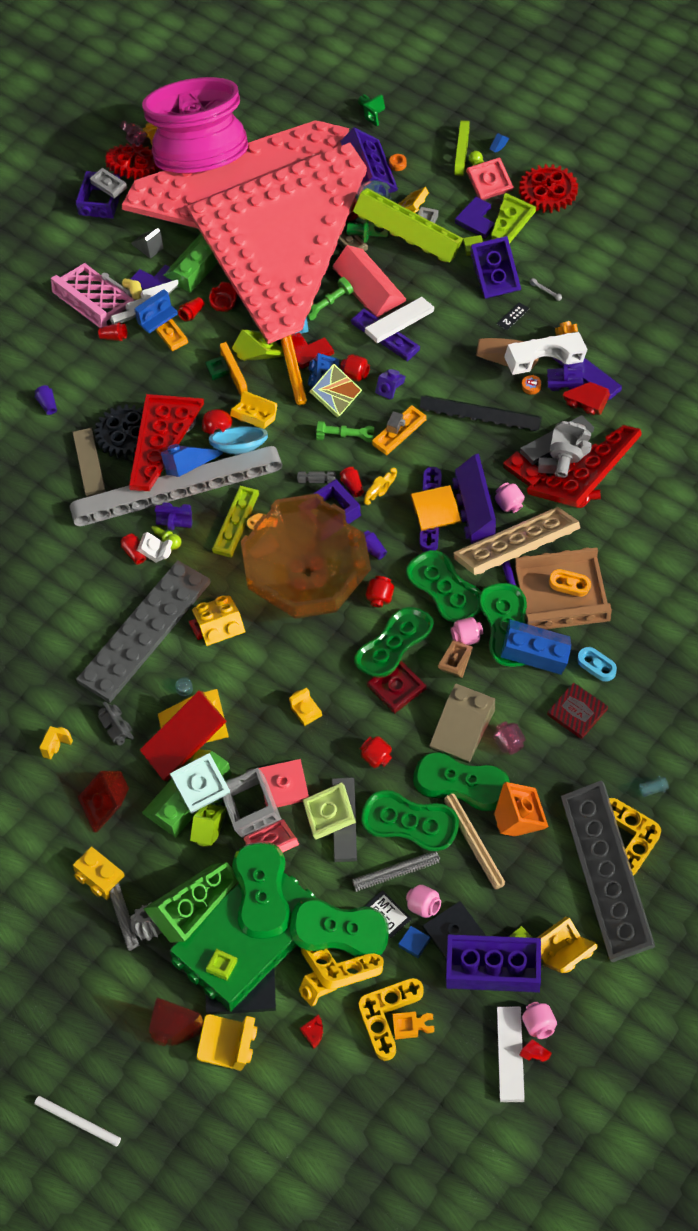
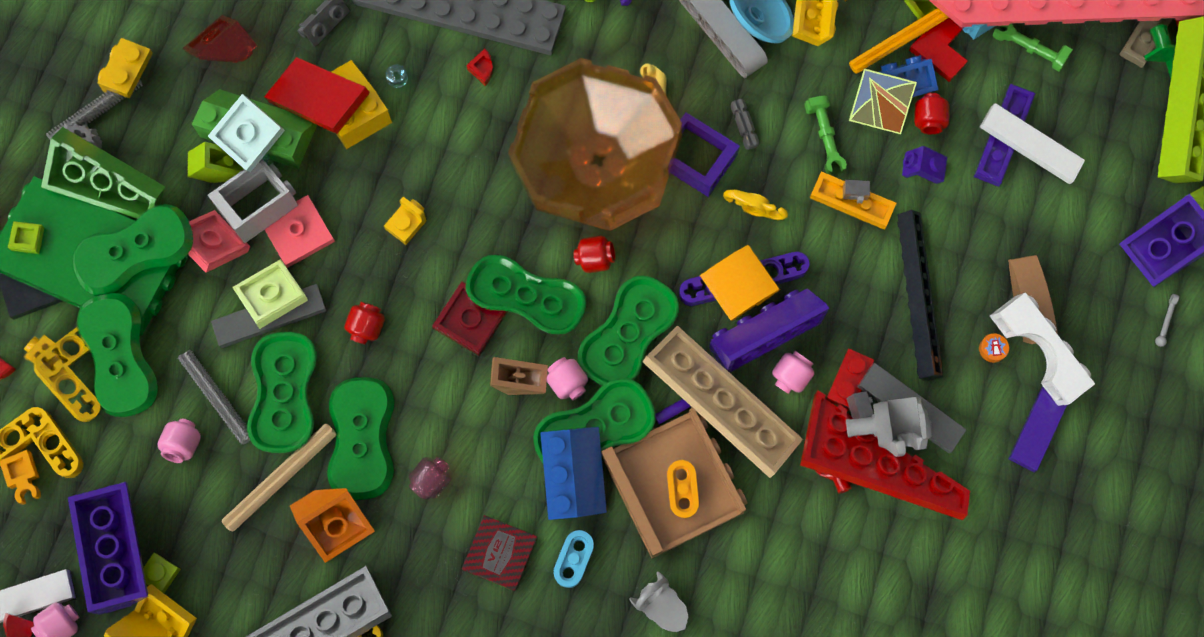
camera: 65 degrees right, 15 degrees up
(218, 619) = (495, 78): yellow bracket -> none
(235, 521) = (652, 51): lime tile -> none
(352, 481) = (751, 168): red cone -> none
(368, 281) = (1082, 84): coral slope -> none
(374, 546) = (663, 223): dark purple cone -> none
(394, 914) = (167, 403): sticker -> none
(414, 942) = (129, 447): blue tile -> none
(451, 922) = (156, 490): black plate -> none
(463, 723) = (435, 414): dark tan slope -> none
(510, 318) = (1104, 290): black sticker -> none
(564, 378) = (1017, 388): dark purple hips -> none
(565, 328) = (1104, 367): light orange plate -> none
(589, 397) = (996, 431): red slope -> none
(645, 619) = (662, 605): none -> light grey piece

